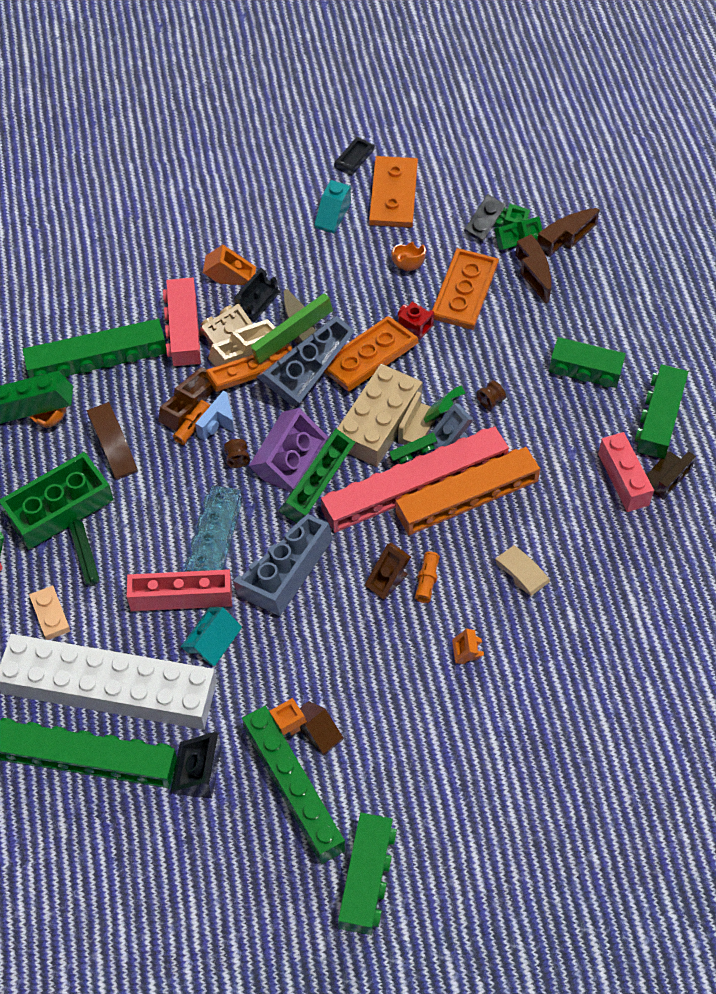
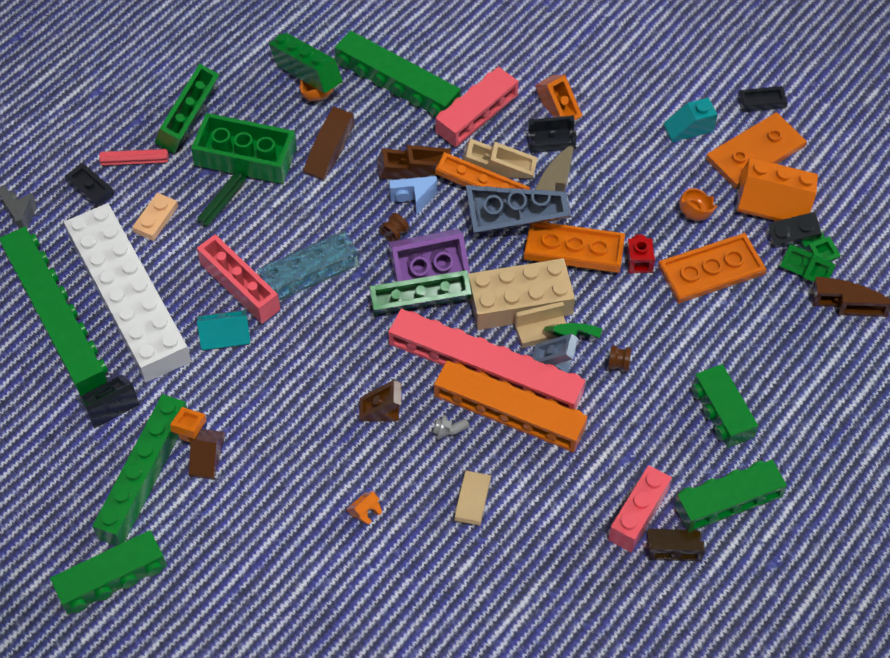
camera: 50 degrees right, 0 degrees up
(184, 432) = (379, 181): orange pin -> none
(221, 327) = (510, 134): tan bracket -> none
(285, 567) = (323, 330): sand blue wedge -> none
(291, 328) = (533, 175): bright green tile -> none
(404, 453) = (518, 342): green plate -> none
(427, 577) = (404, 434): orange pin -> none
(444, 204) = (775, 190): none -> orange slope
(445, 546) = (444, 428): none -> light grey plate
(534, 266) = (785, 300): reddish brown slope -> none

